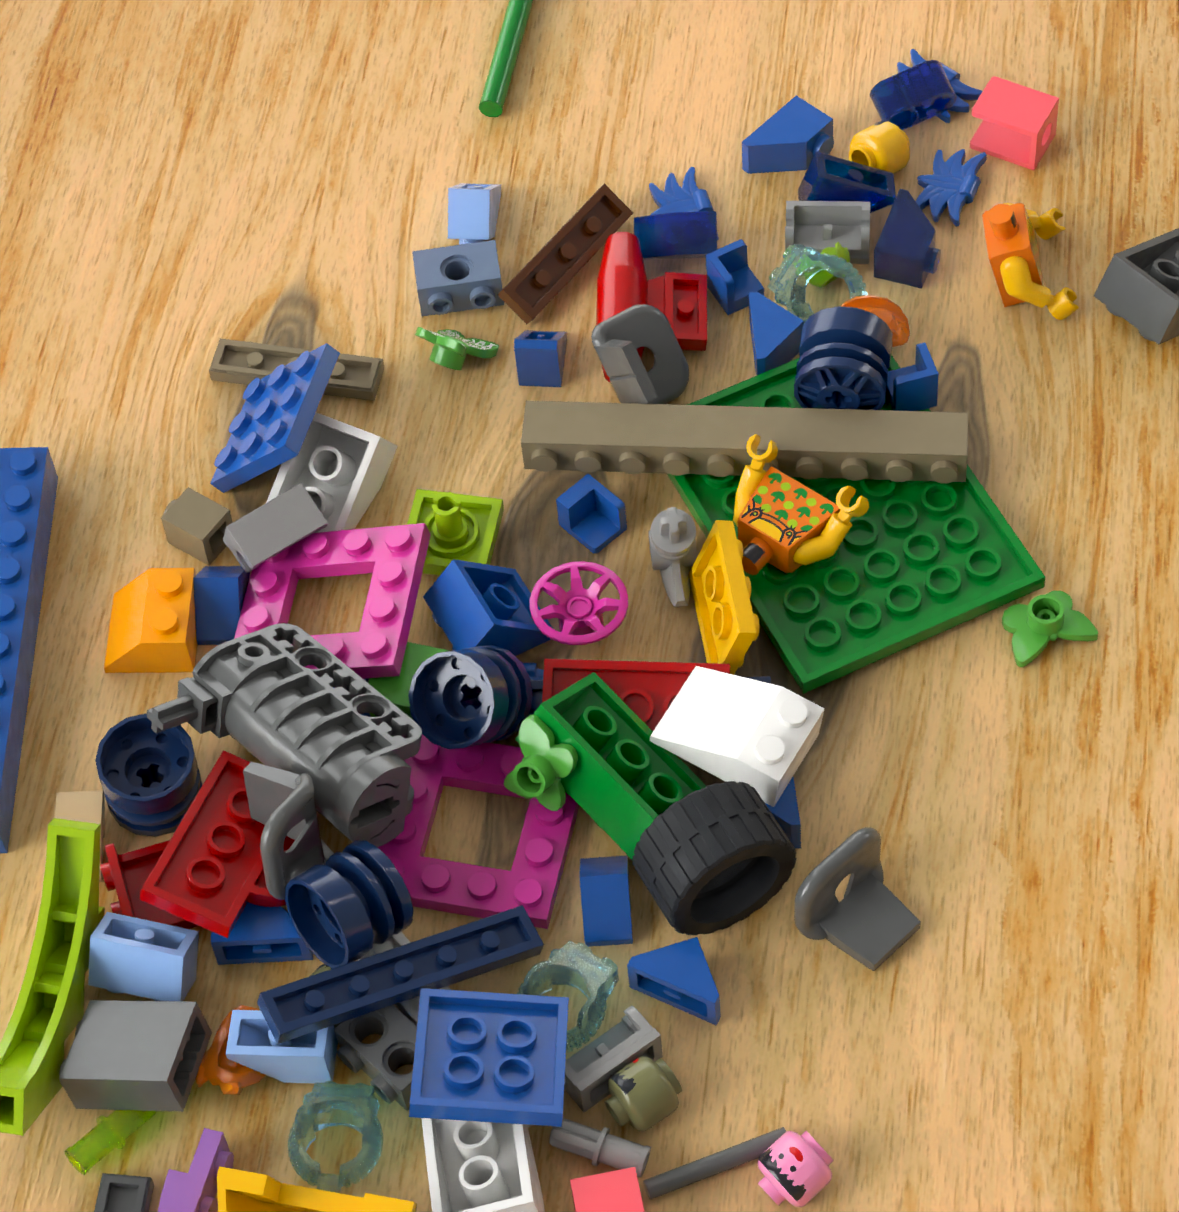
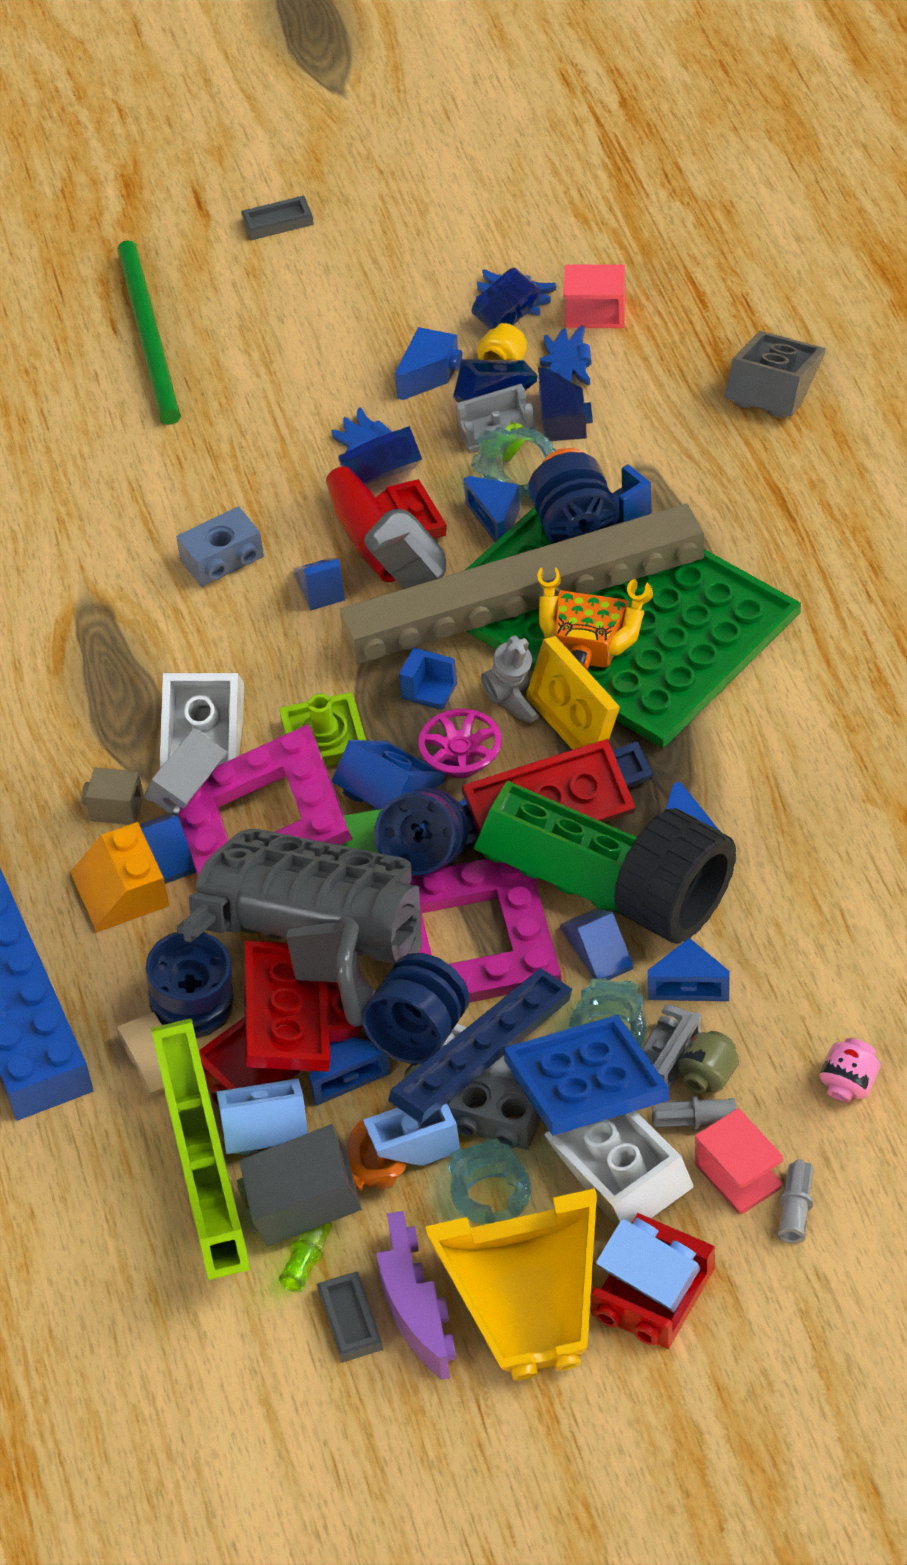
camera: 25 degrees left, 5 degrees down
(244, 361) = (123, 658): dark tan tile -> none
(274, 418) = (138, 692): blue plate -> none
(452, 347) = (247, 598): bright green animal -> none
(473, 212) = (204, 494): light blue slope -> none
(542, 765) = (506, 860): bright green animal -> none
(565, 254) = (296, 501): reddish brown plate -> none
(710, 1165) = (789, 1089): dark grey bar -> none
(730, 277) = (438, 478): blue panel -> none
(740, 729) = (642, 777): white slope -> none
(870, 917) = (799, 884): dark grey piece -> none
(1016, 257) = (653, 389): torso -> none
(1045, 620) = (814, 637): bright green animal -> none

